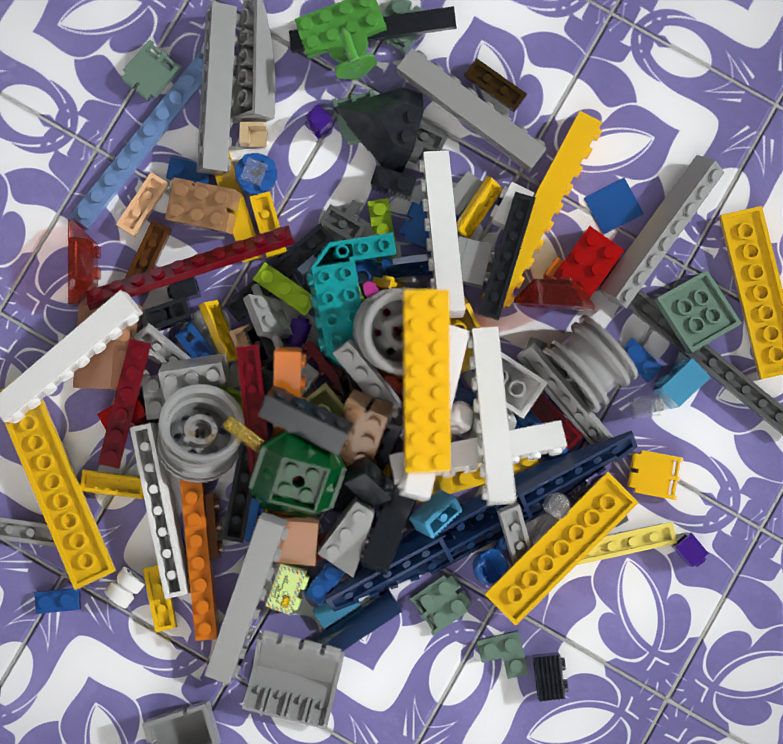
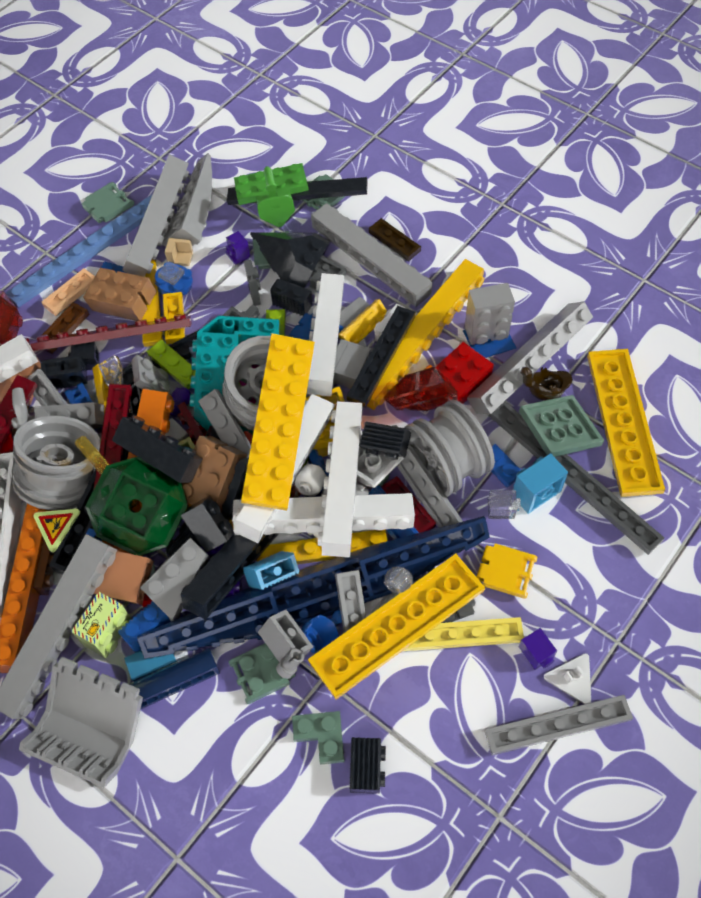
camera: 10 degrees right, 25 degrees down
(144, 378) = (19, 407): none -> light grey arm
(217, 499) = (55, 525): none -> piece
(223, 311) = (112, 370): none -> clear plate
(349, 171) = (253, 282): none -> dark grey plate
(462, 582) = (285, 642): none -> light grey hinge
(528, 371) = (385, 439): none -> black brick
(615, 190) = (489, 313): none -> light grey piece
(682, 263) = (546, 383): none -> dark brown piece
(712, 616) = (558, 725): none -> light grey plate
(722, 569) = (573, 678): none -> white piece

